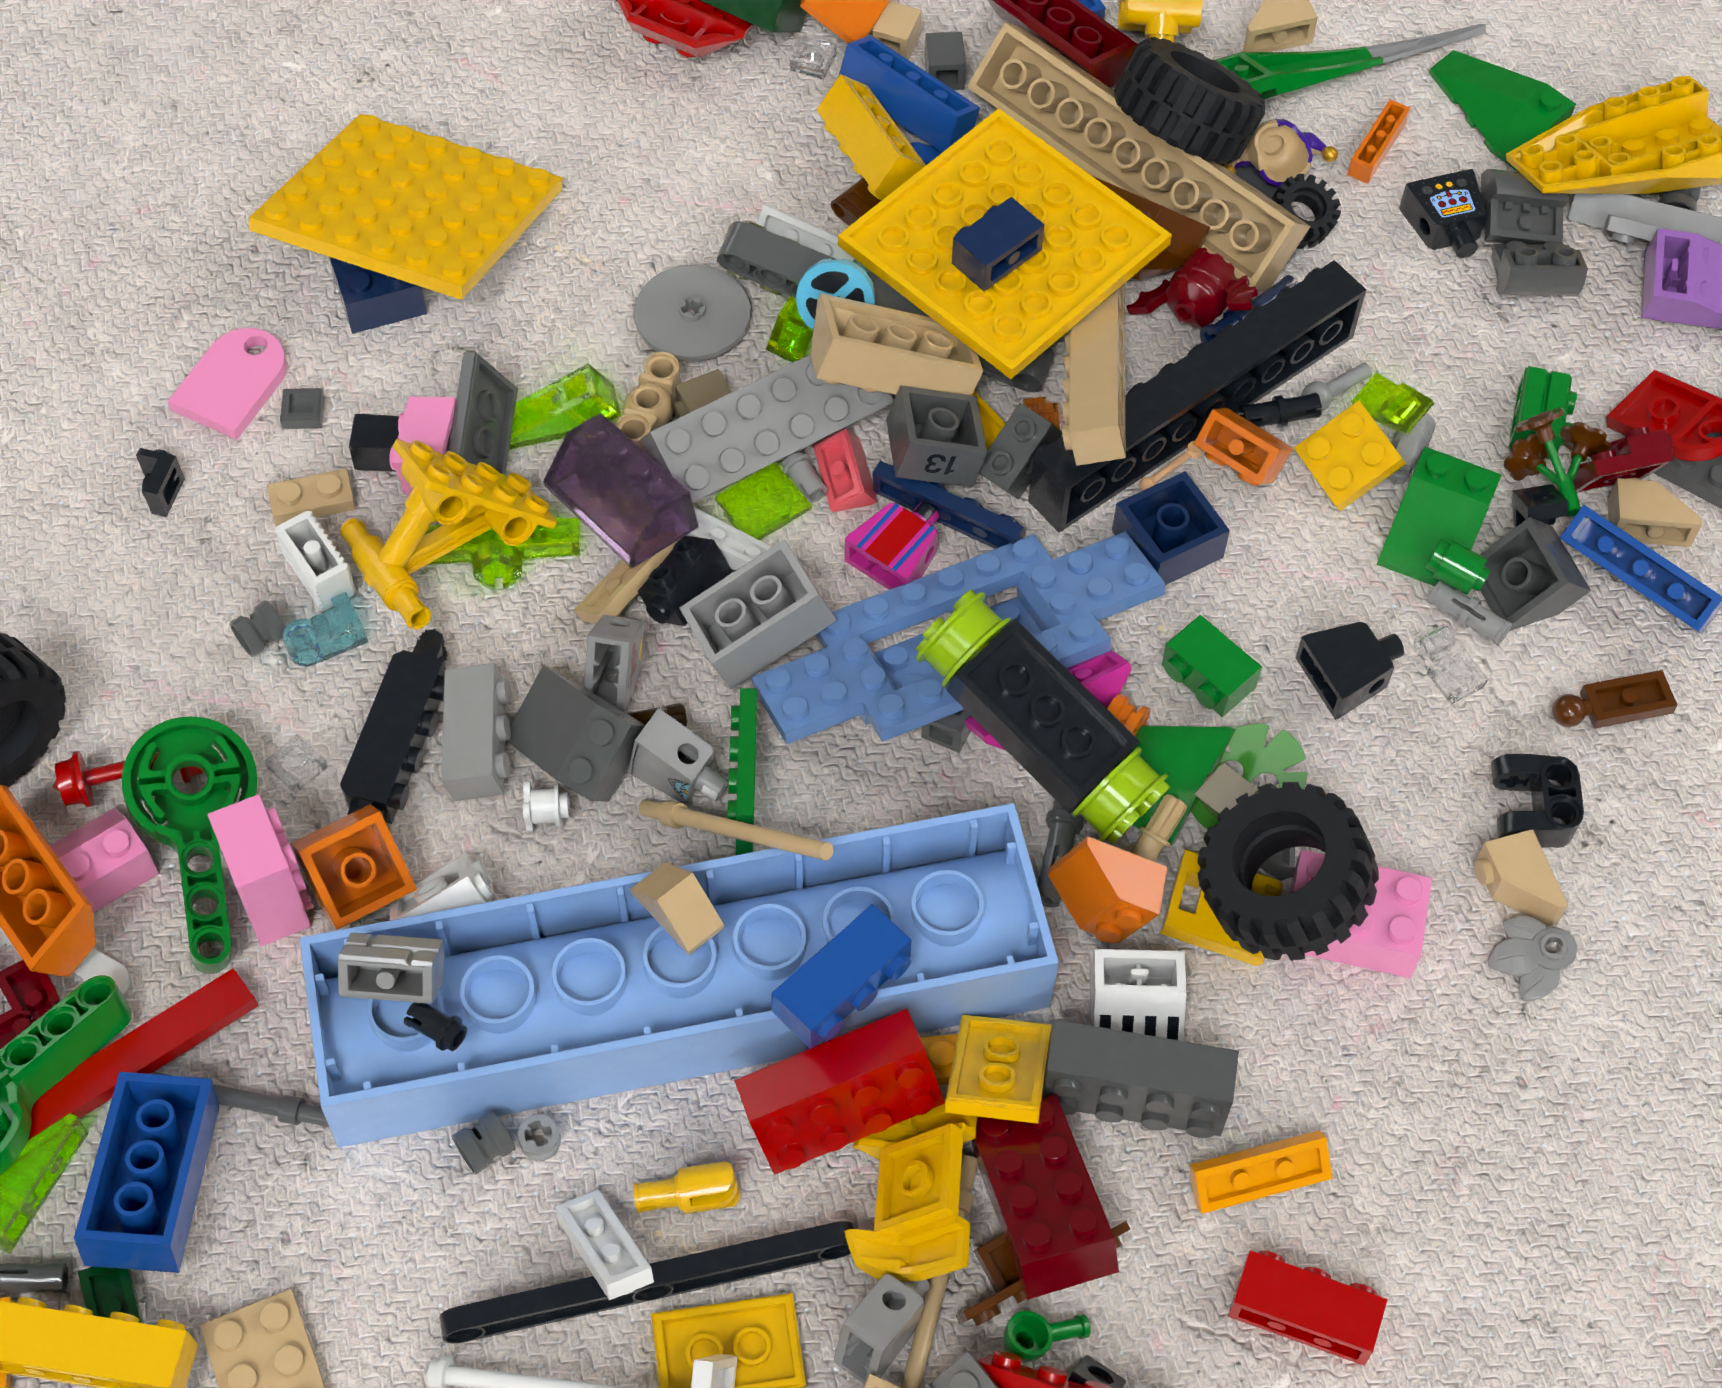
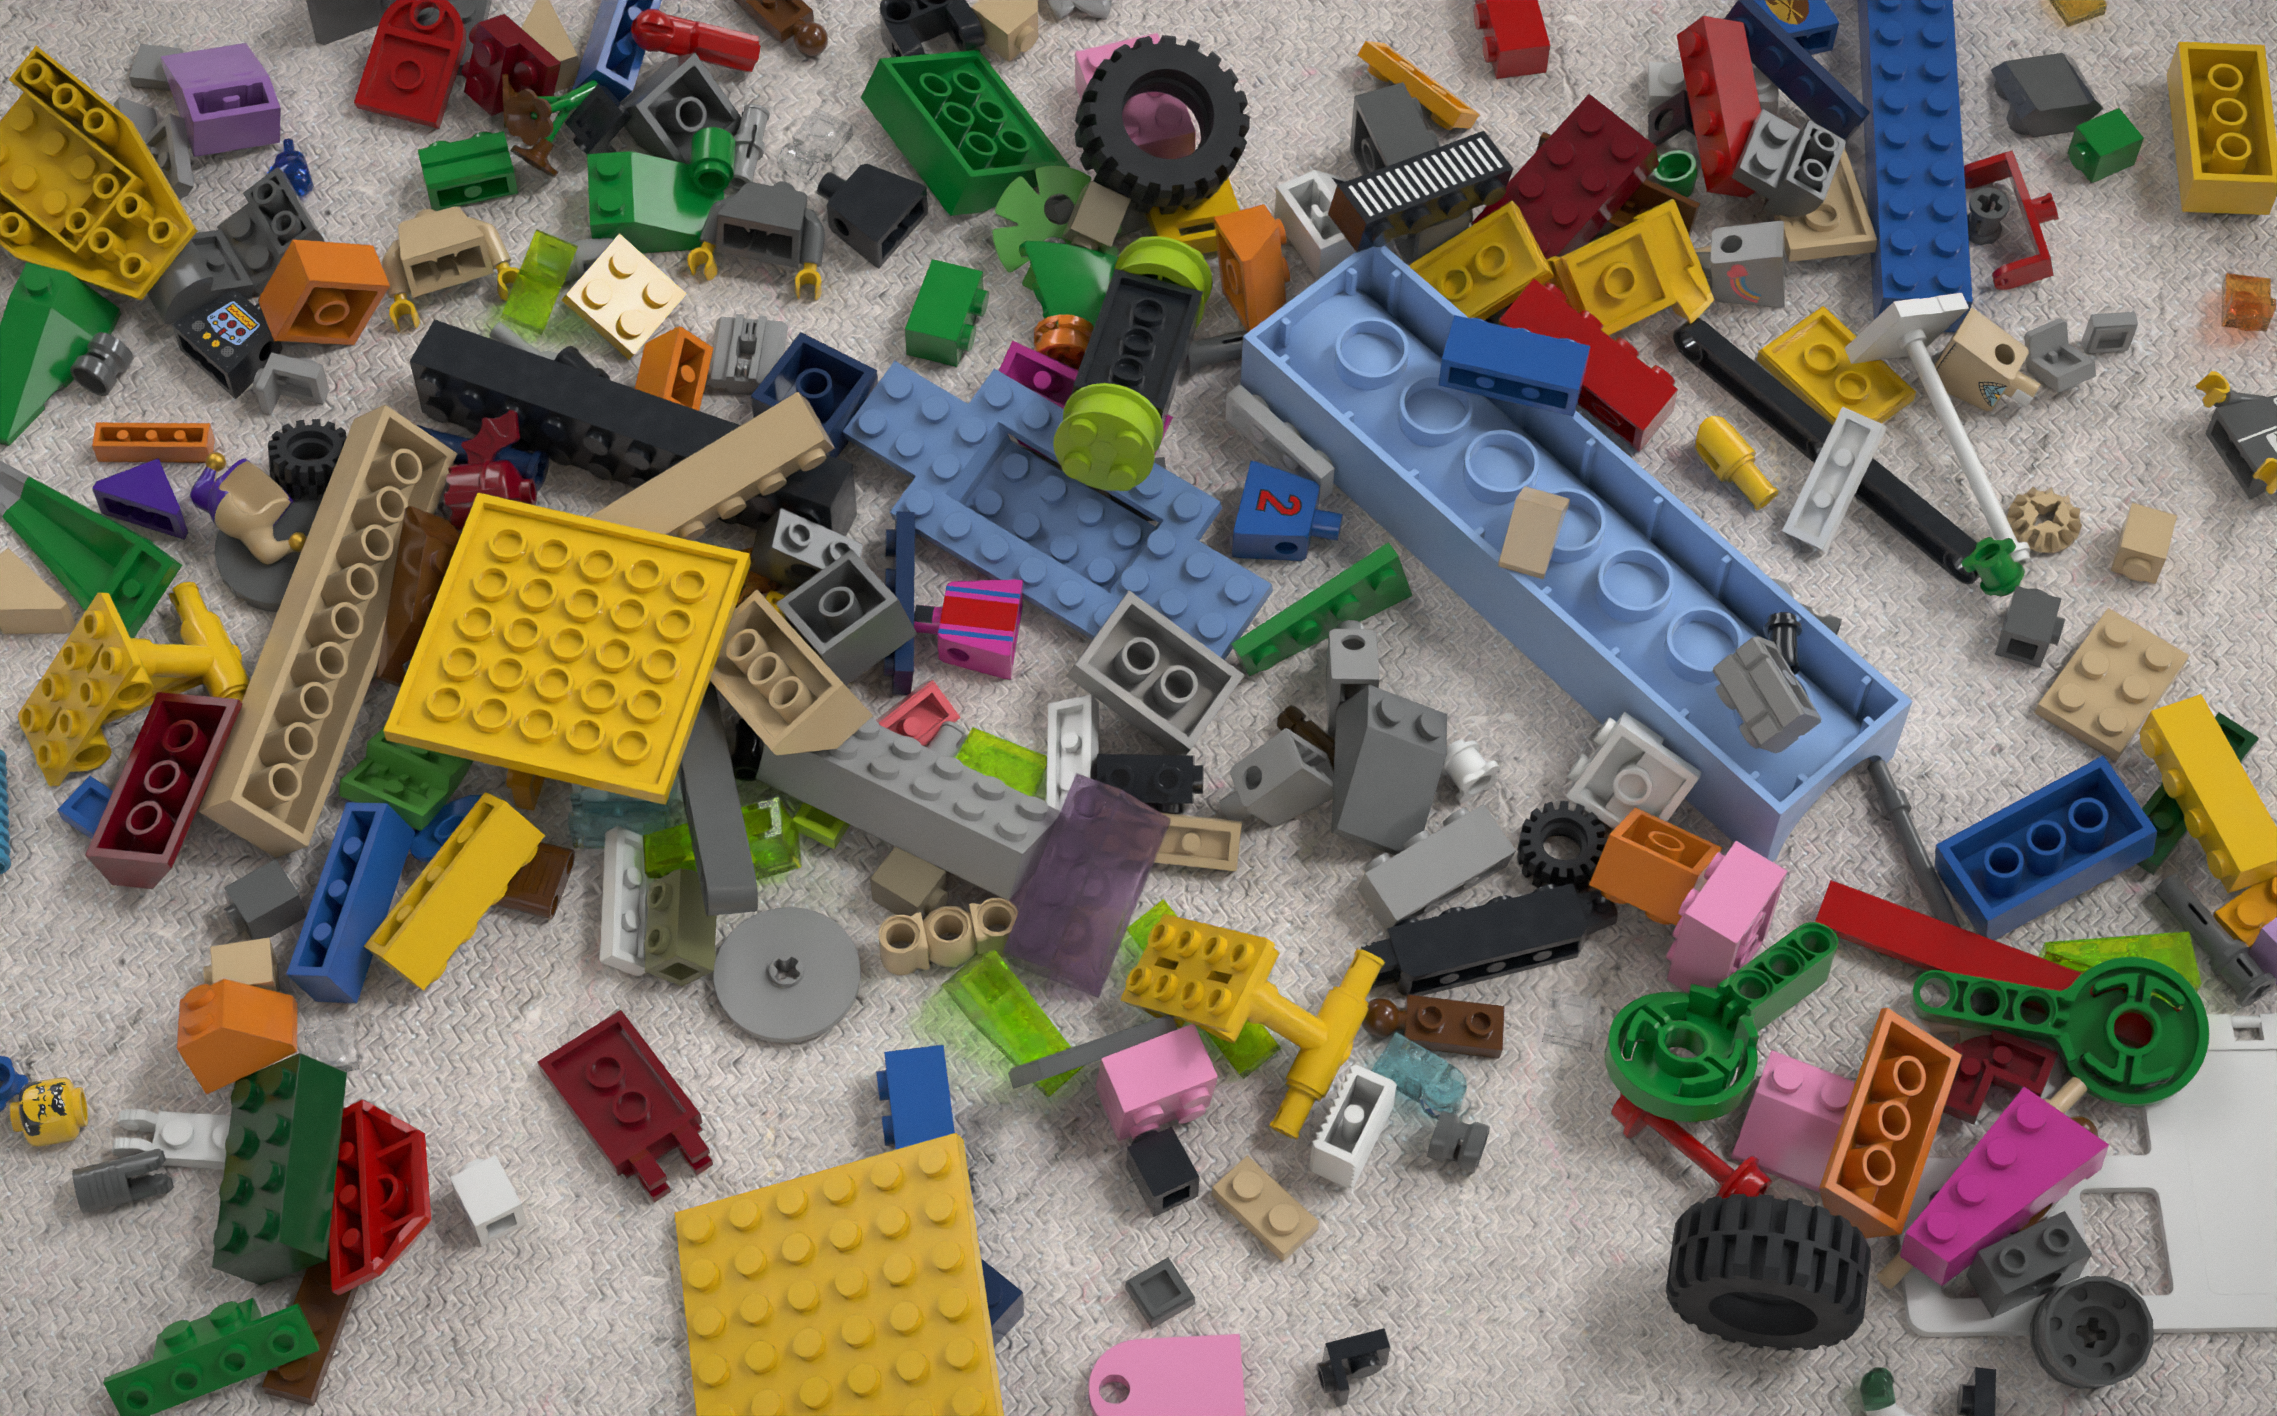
camera: 120 degrees left, 0 degrees up
(357, 673) = (1440, 1024): none -> reddish brown plate
(363, 1332) = (2030, 626): none -> dark grey brick
(425, 814) = (1560, 823): none -> black tyre
(427, 1322) = (1995, 566): none -> green brick
(518, 327) = (917, 1096): none -> blue brick
(643, 88) = (488, 1199): none -> white brick
(657, 187) = (627, 1102): none -> dark red tile
(678, 815) = (1405, 648): tan bar -> none
(834, 278) = (741, 769): medium azure tile -> none
(864, 797) = (1280, 516): none -> blue torso
(997, 243) = (602, 622): dark blue brick -> none
(1079, 1018) = (1420, 191): none -> black brick
(1189, 100) = (260, 564): black tyre -> none
(1260, 538) = (747, 336): none -> light grey piece
(1325, 113) = (142, 498): none -> dark purple slope
(1364, 578) = (767, 227): none -> dark grey torso
(1390, 229) = (289, 377): none -> light grey bracket
(1411, 772) = (958, 127): none -> green slope
(1446, 252) = (323, 292): none -> orange brick
(1457, 355) = (442, 252): none -> tan torso
(1466, 132) = (101, 364): none -> dark grey wheel
(1594, 607) = (680, 36): none -> red piece
(1600, 306) = (295, 167): none -> clear blue piece

